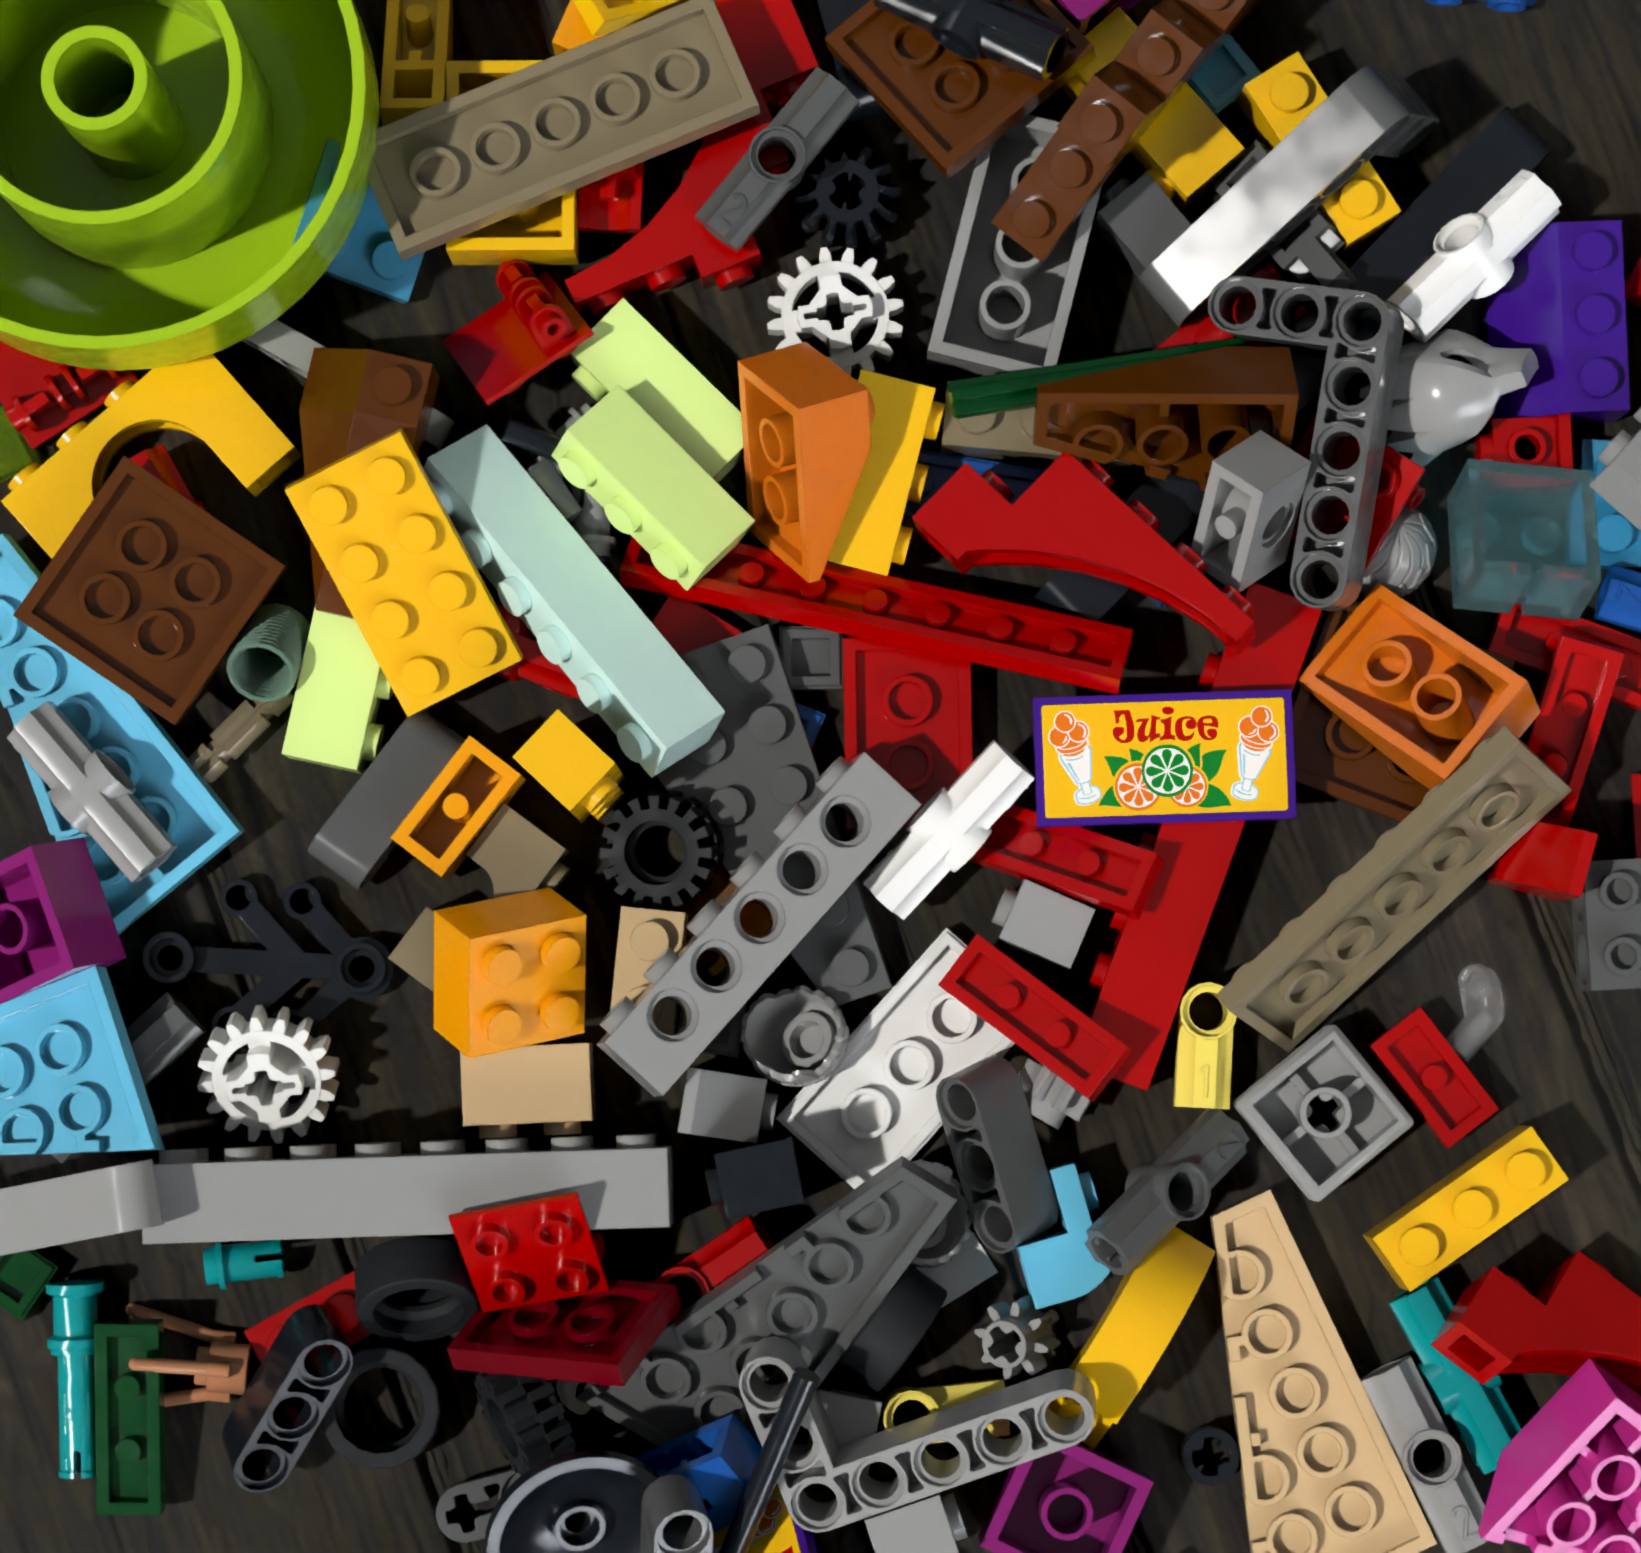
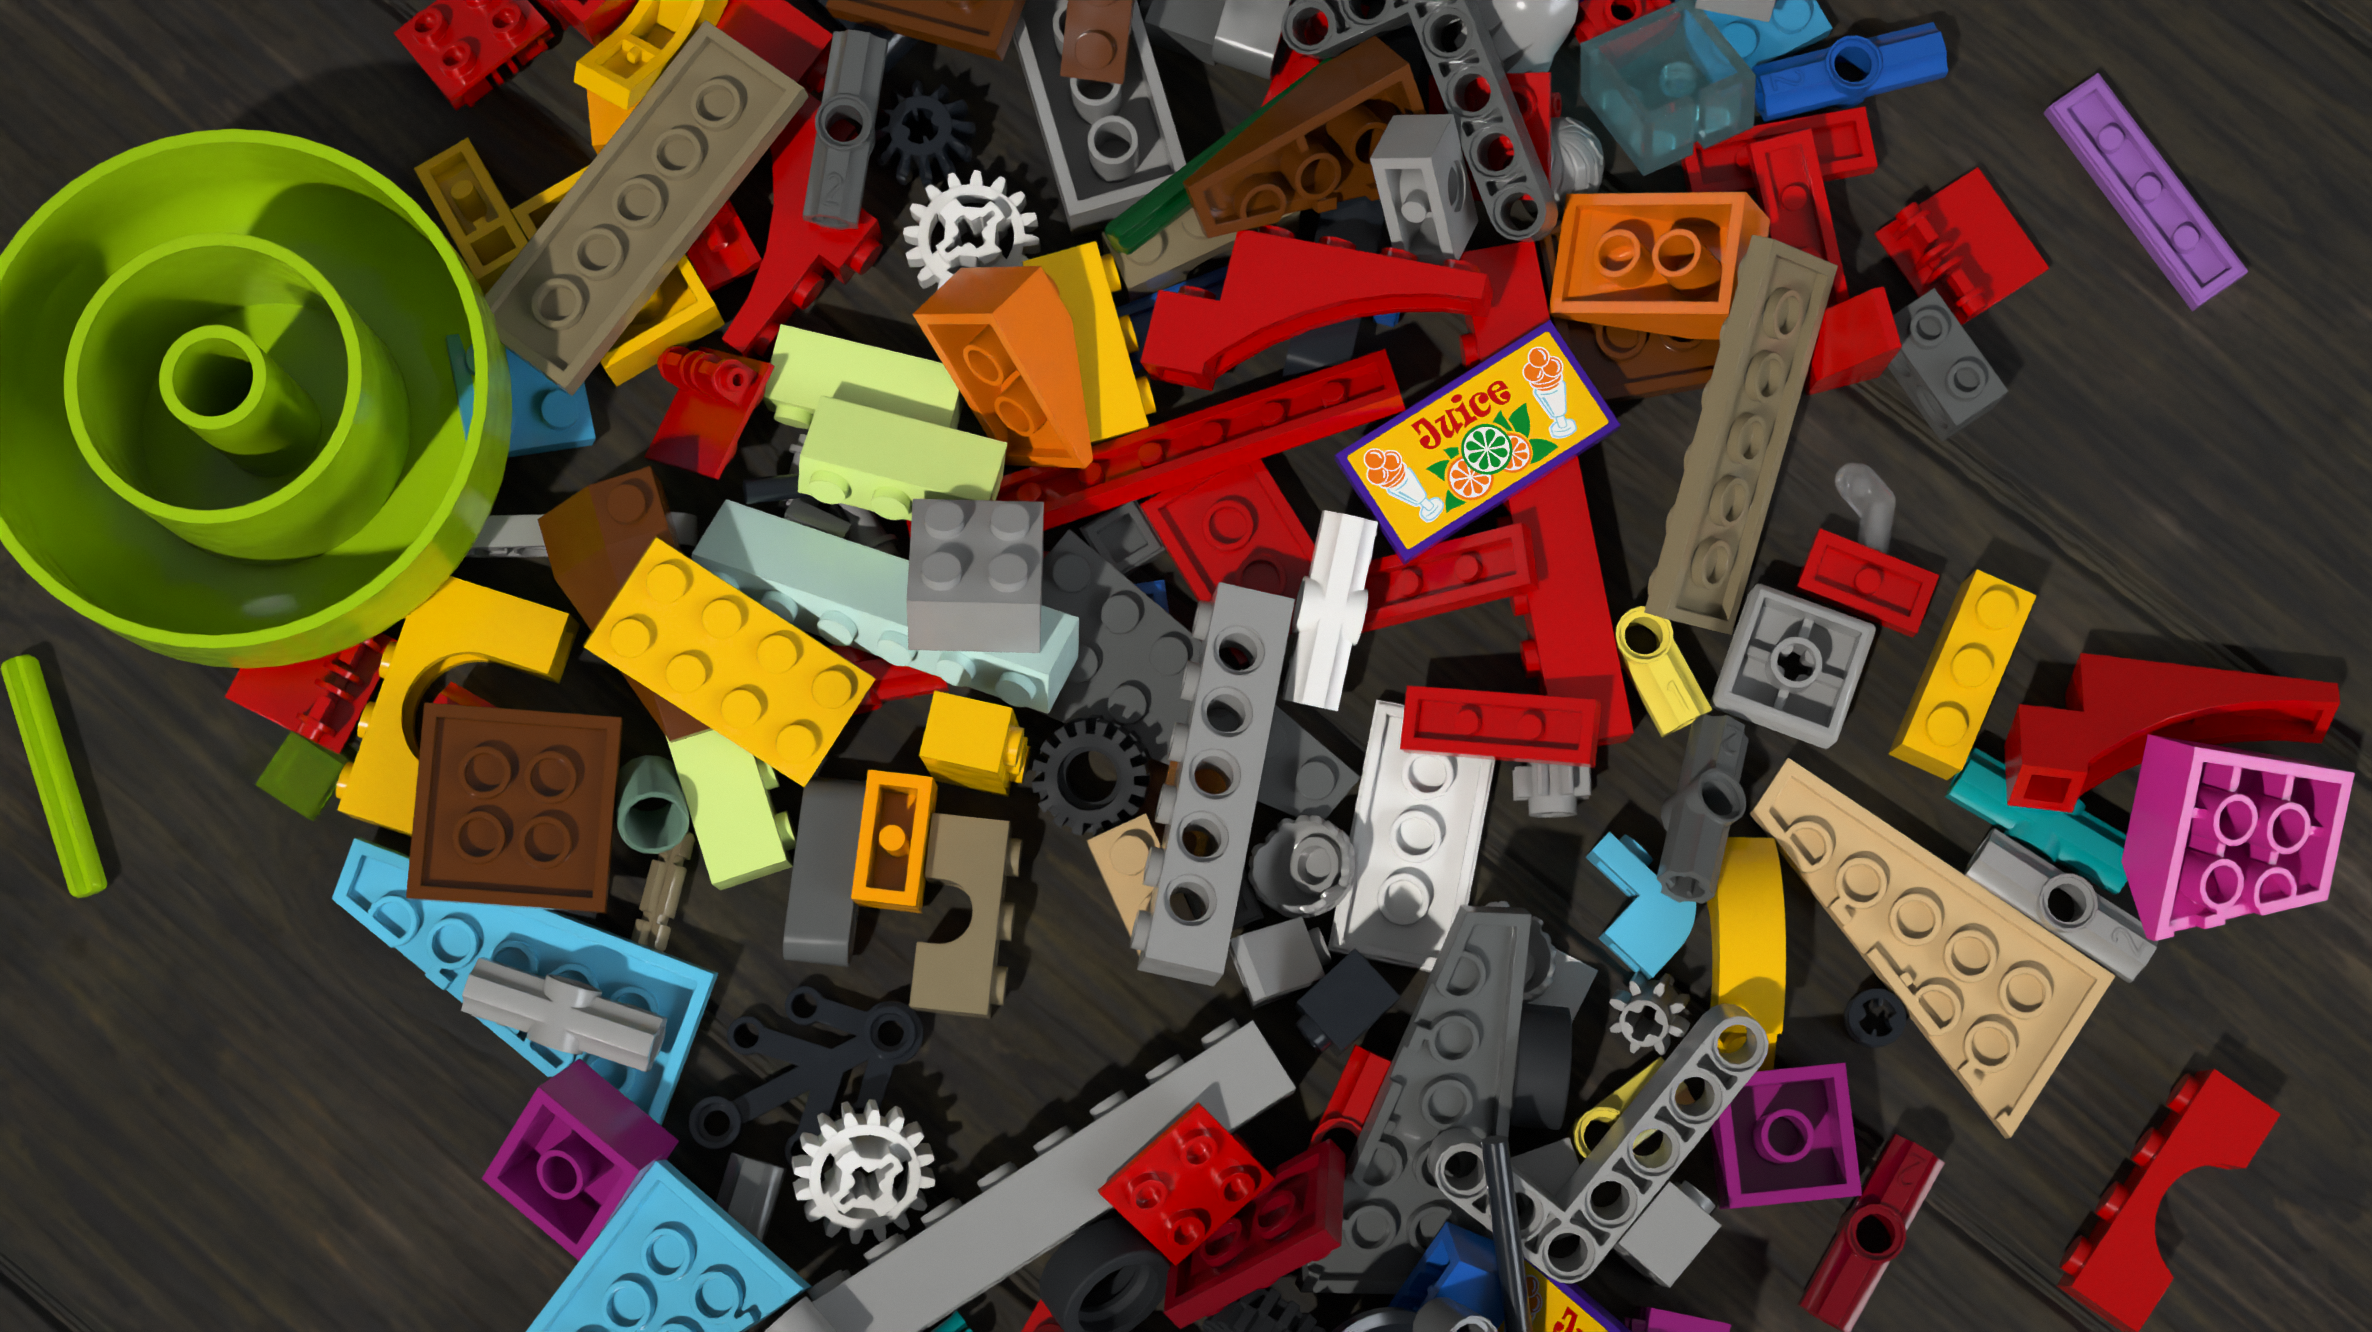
camera: 30 degrees left, 5 degrees down
(509, 972) = (1023, 953): light orange brick -> none
(529, 1087) = (1097, 1049): tan brick -> none
(655, 625) = (975, 575): none -> light grey brick
(997, 1154) = (1538, 864): dark grey beam -> none
(1042, 923) = (1457, 646): light grey brick -> none

